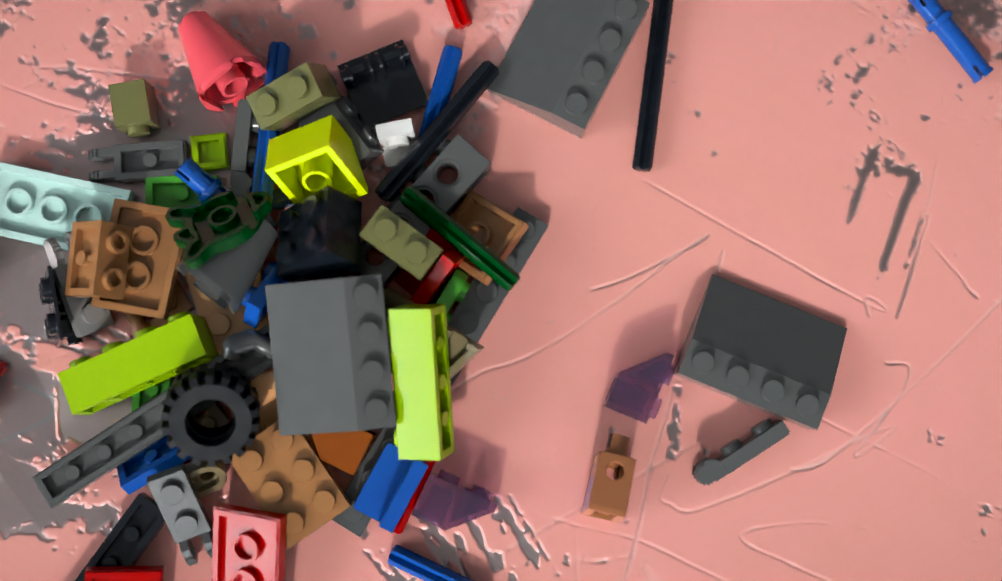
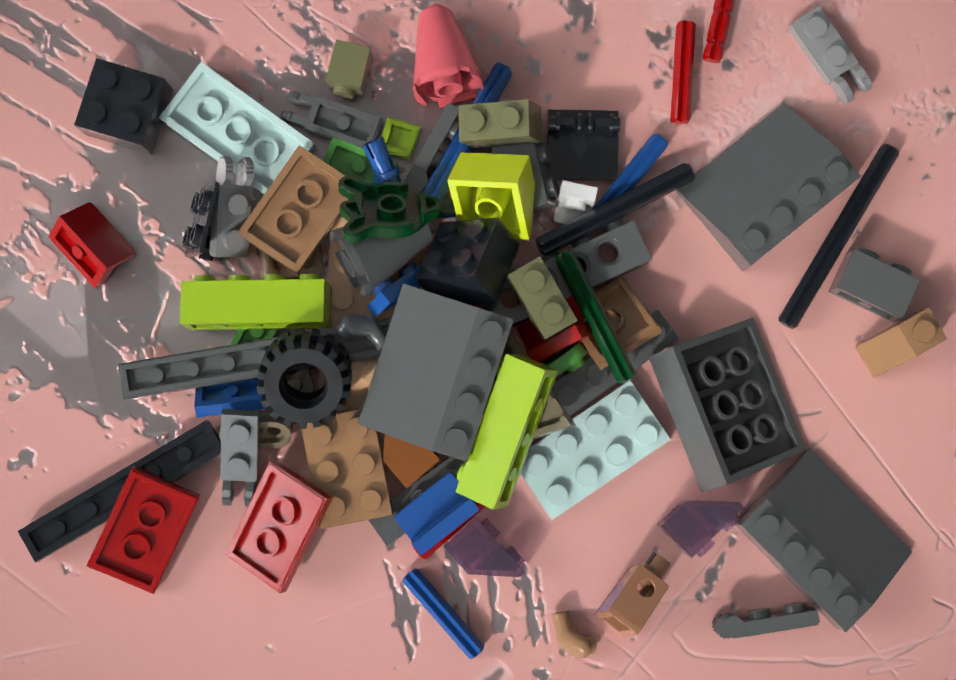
camera: 20 degrees right, 0 degrees up
(98, 260) = (261, 194): medium nougat bracket -> none
(512, 364) = (594, 451): none -> light aqua plate
(568, 549) = (570, 640): none -> medium nougat arm
(618, 267) = (727, 404): none -> dark grey slope
(706, 97) = (875, 284): none -> dark grey brick
(753, 140) = (901, 342): none -> medium nougat slope

